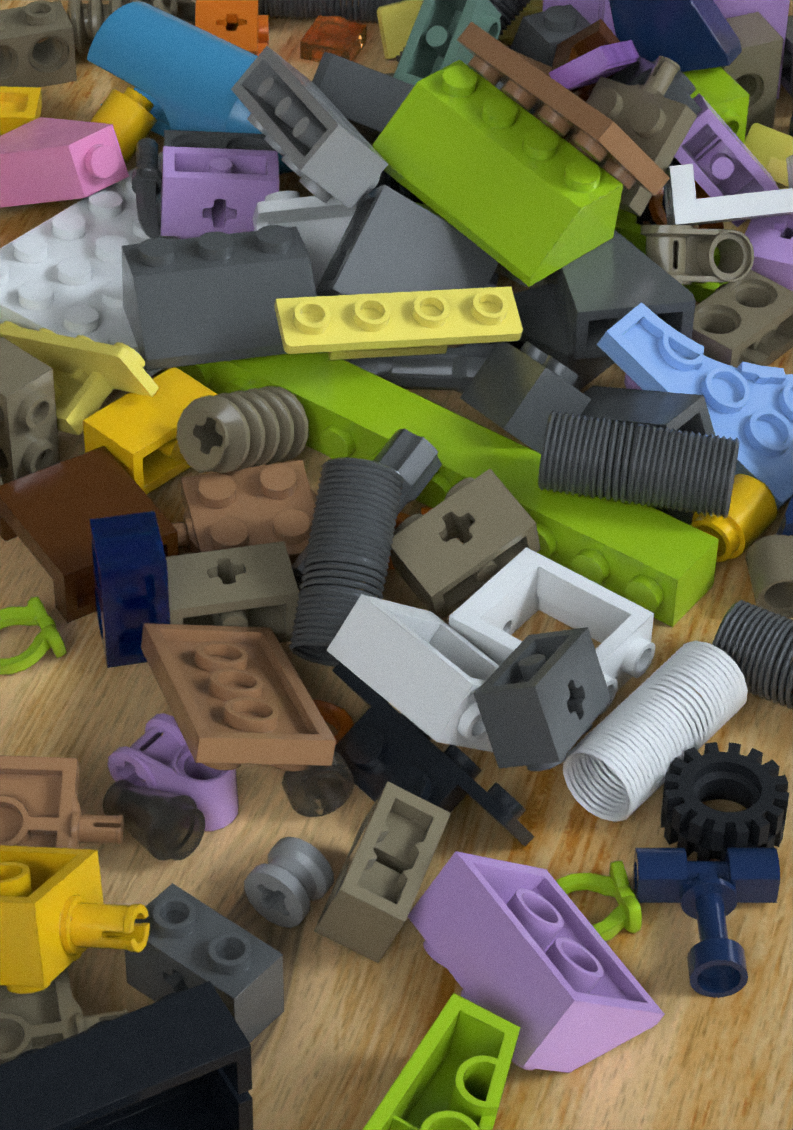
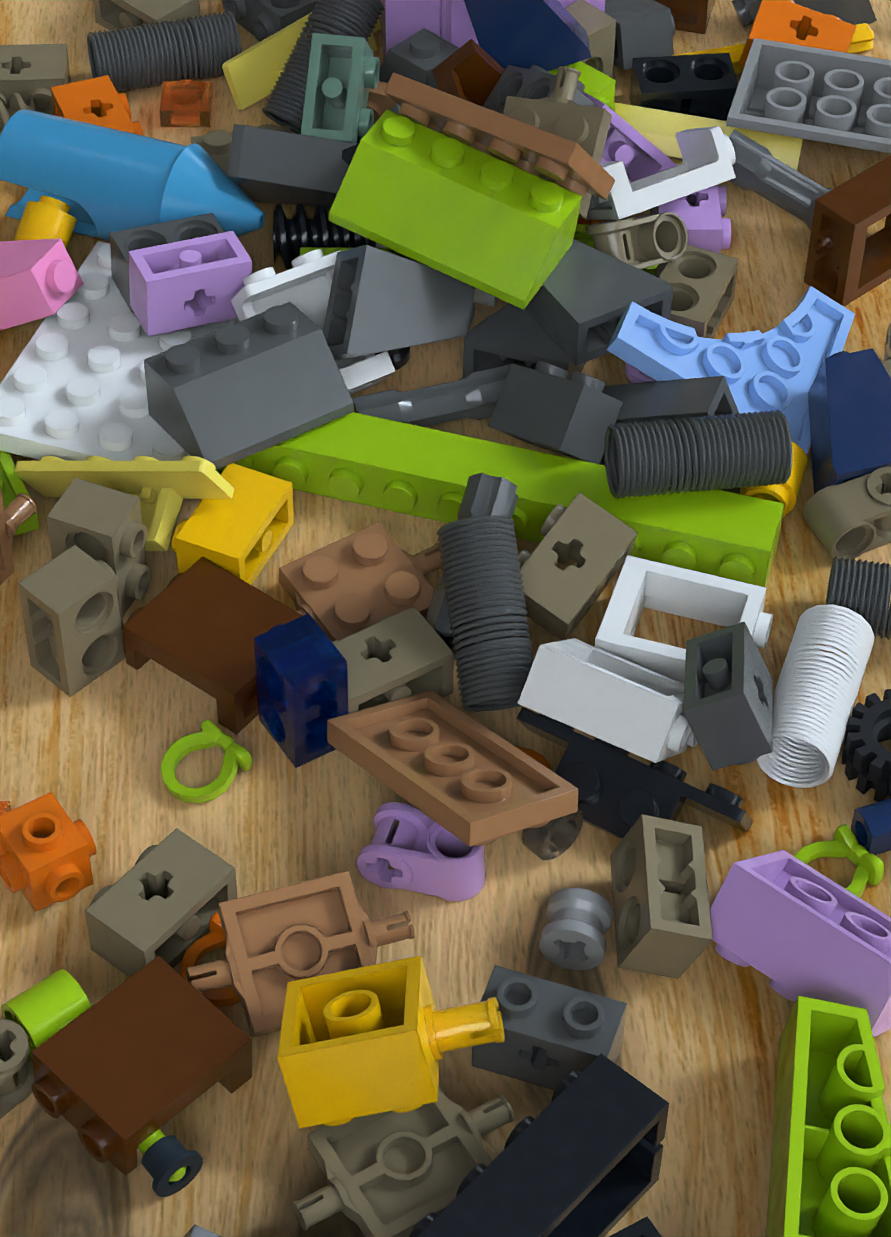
camera: 20 degrees left, 5 degrees up
(146, 185) = (106, 287): dark grey piece -> none
(158, 819) = (435, 903): clear smoke cone -> none
(242, 429) = (321, 508): dark tan piece -> none
(308, 131) = (266, 203): light grey brick -> none
(397, 322) = (424, 370): light yellow bracket -> none
(594, 64) = (497, 85): medium lavender tile -> none

